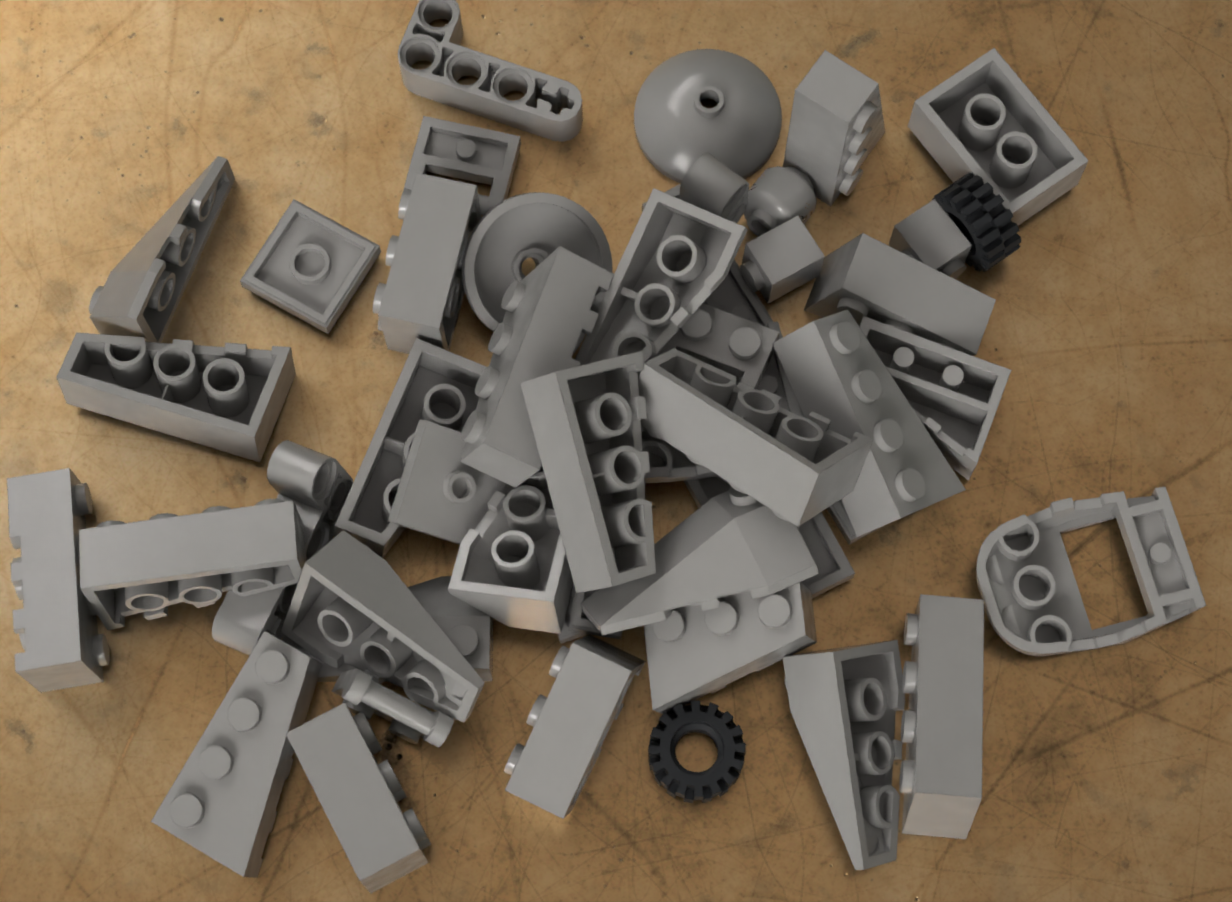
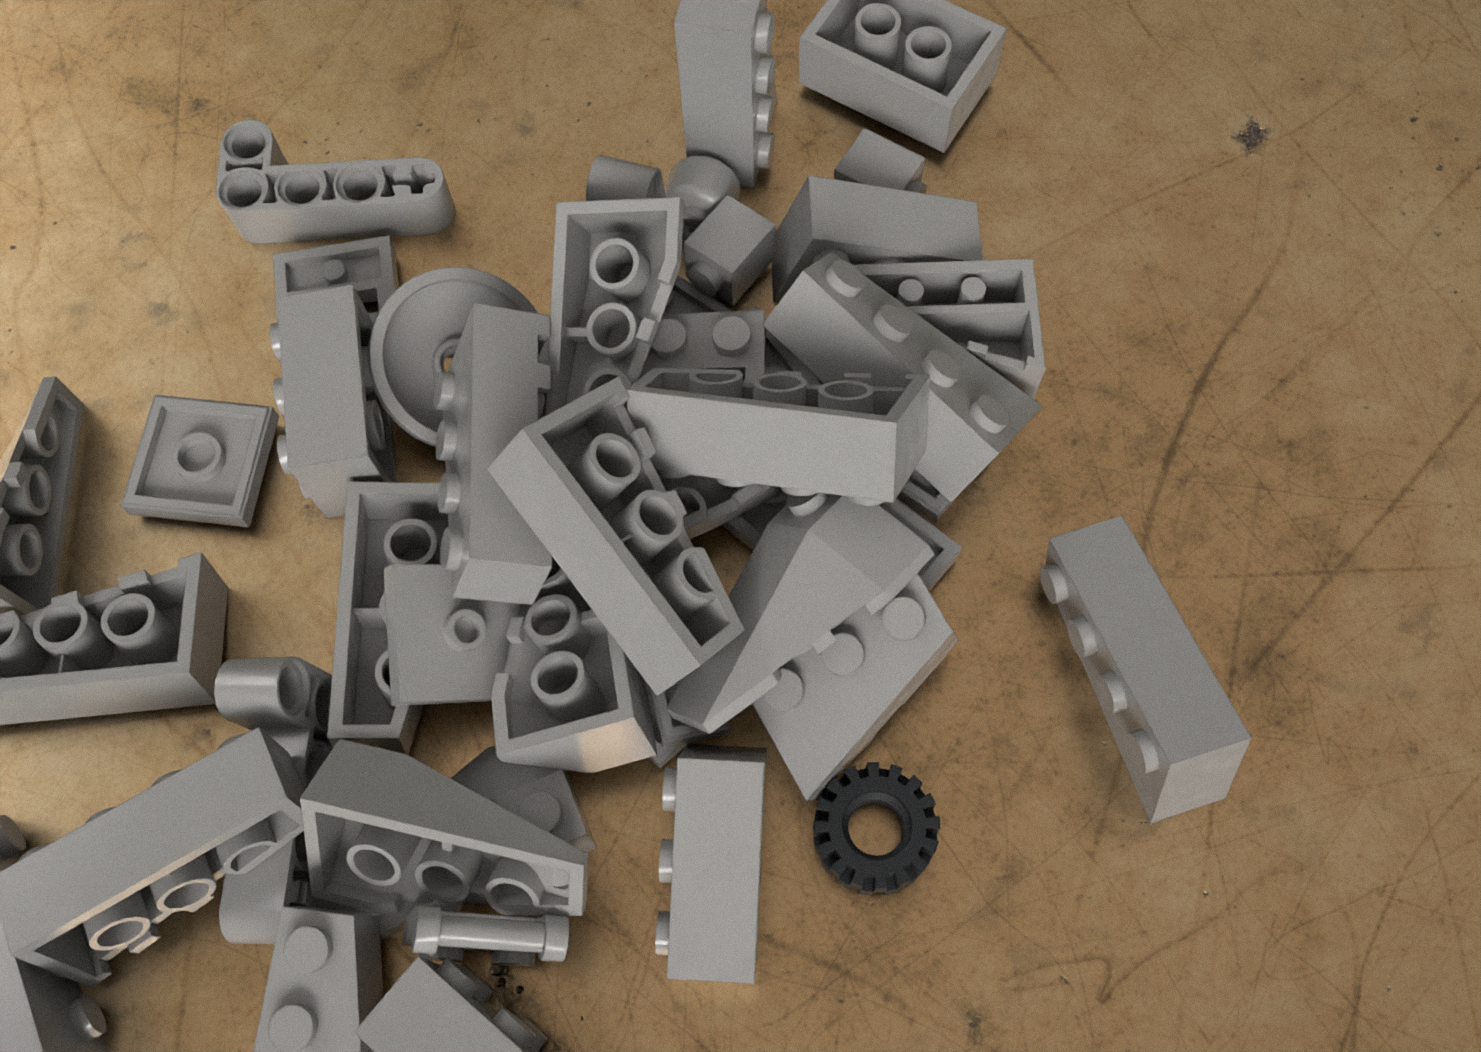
camera: 20 degrees left, 5 degrees down
(678, 129) = (551, 157): light grey dish -> none
(846, 718) = (1024, 712): light grey wedge -> none
(981, 220) = (924, 126): black tyre -> none
(1032, 586) = (1166, 491): light grey slope -> none

